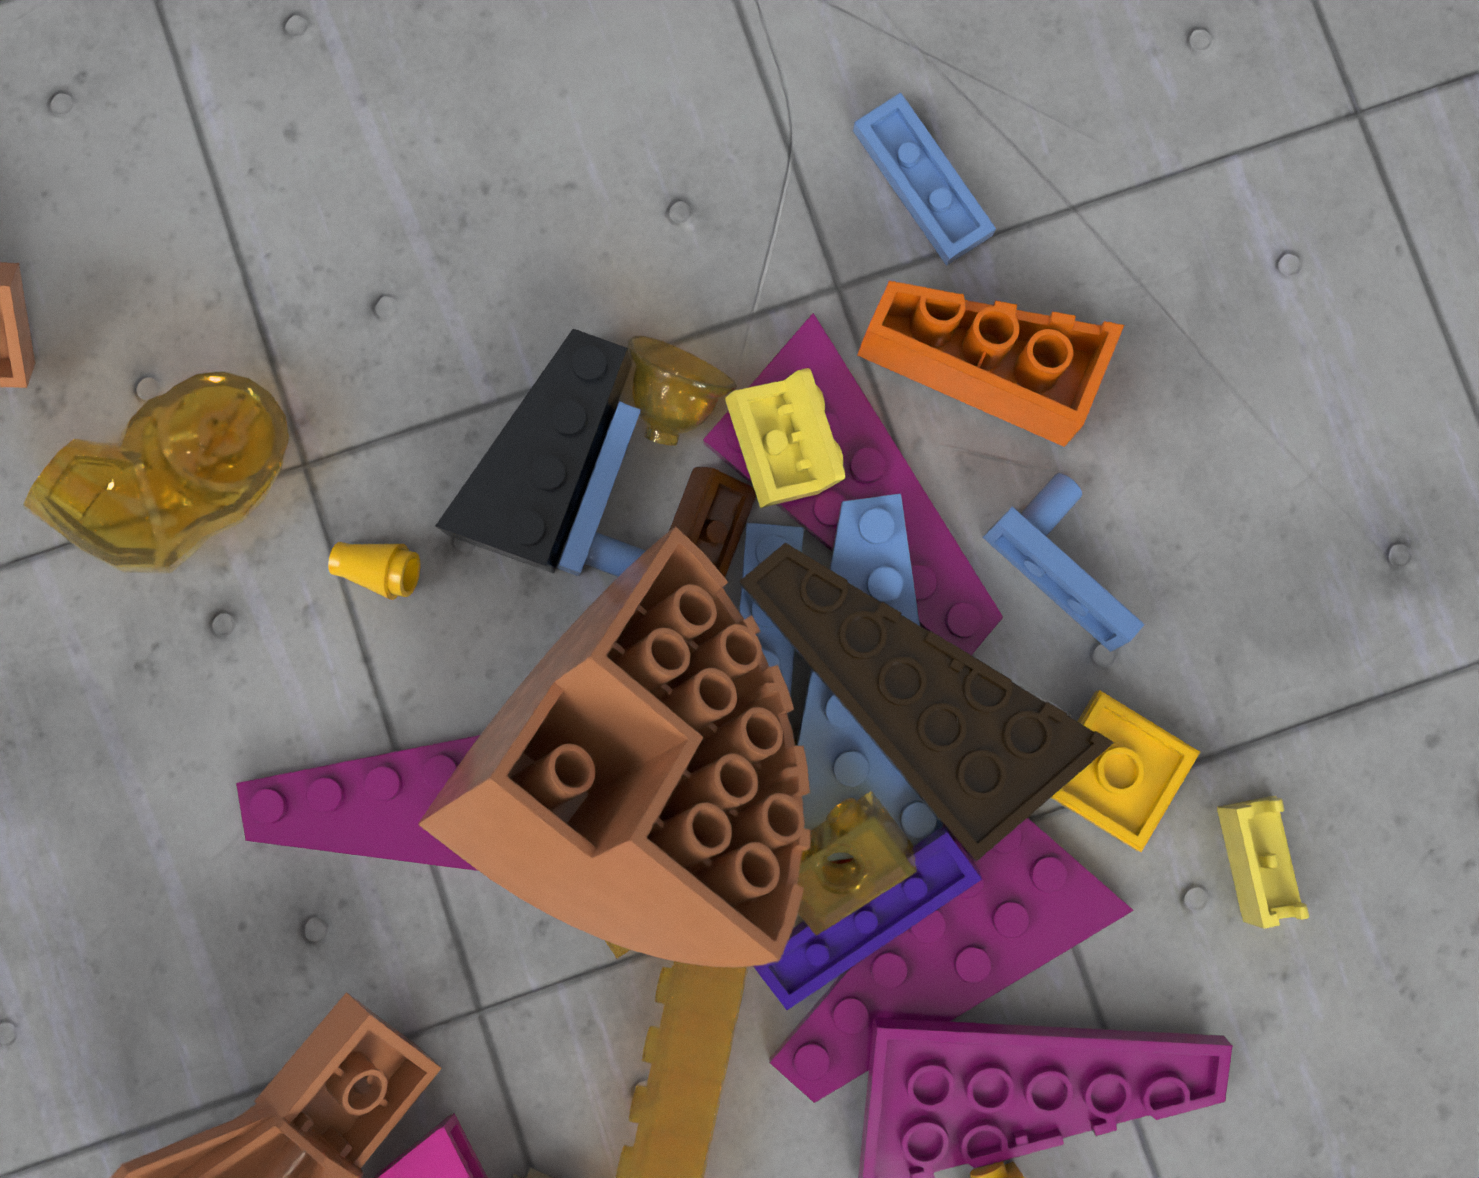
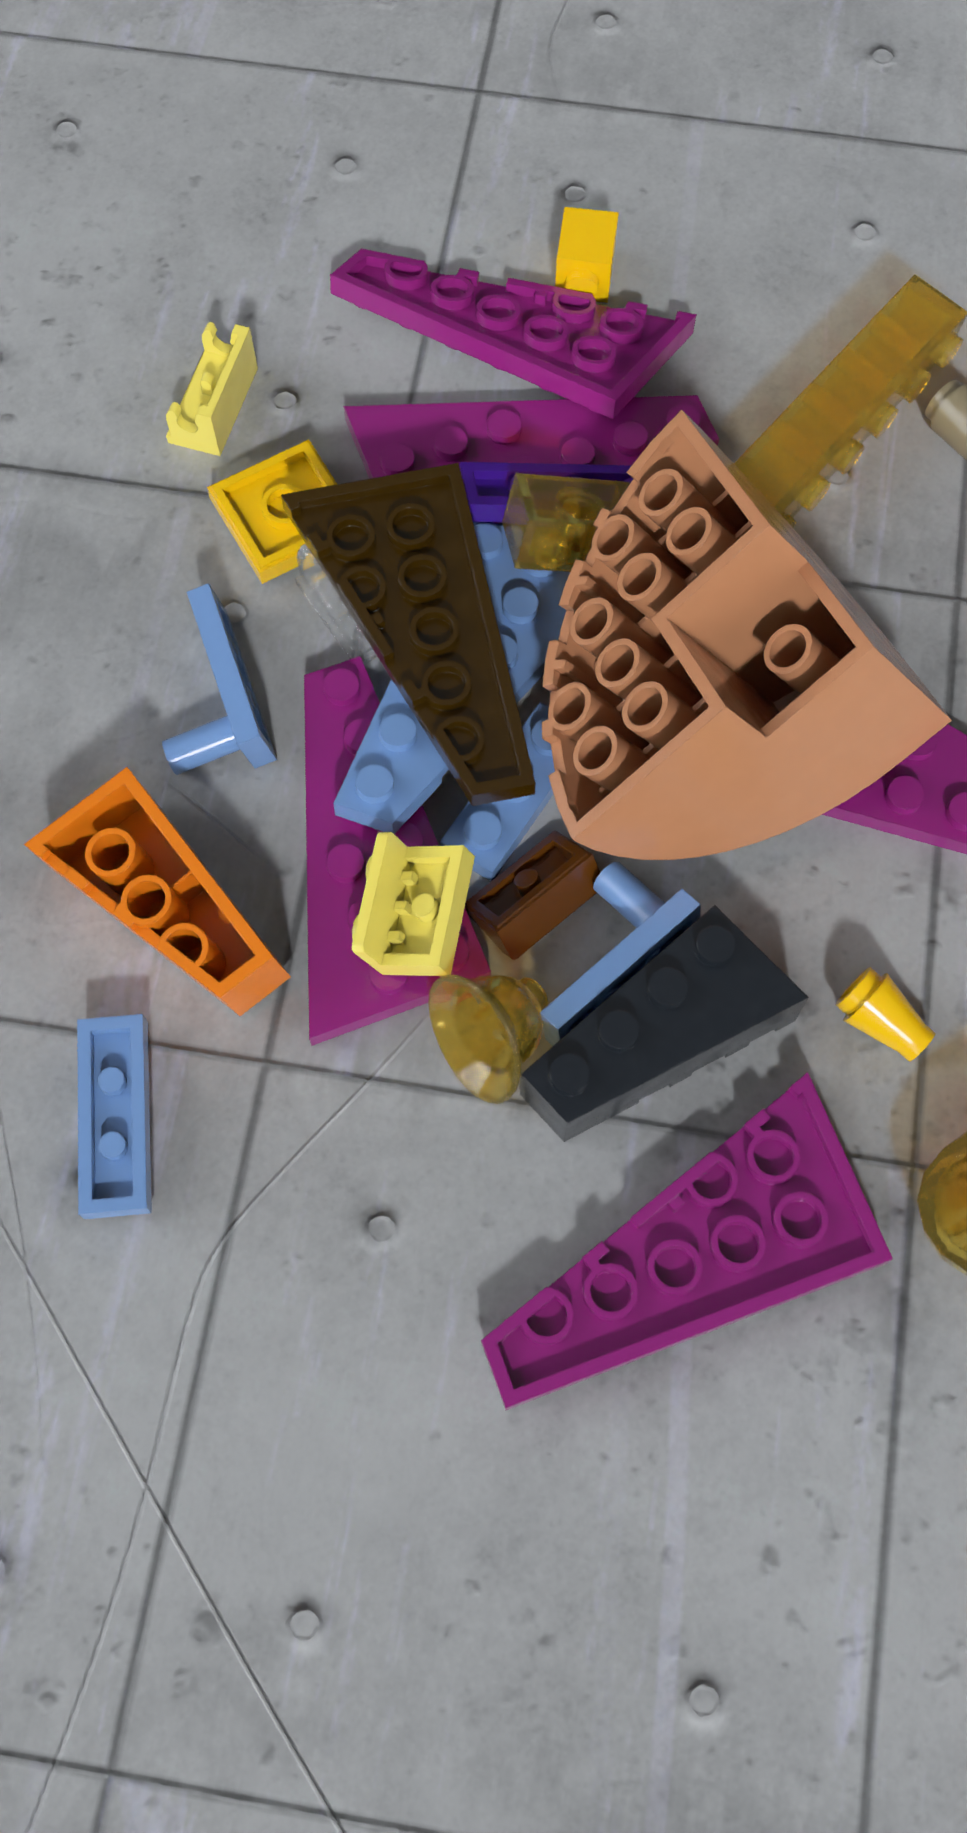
camera: 150 degrees left, 15 degrees down
(417, 327) = (725, 1241): none -> magenta wing

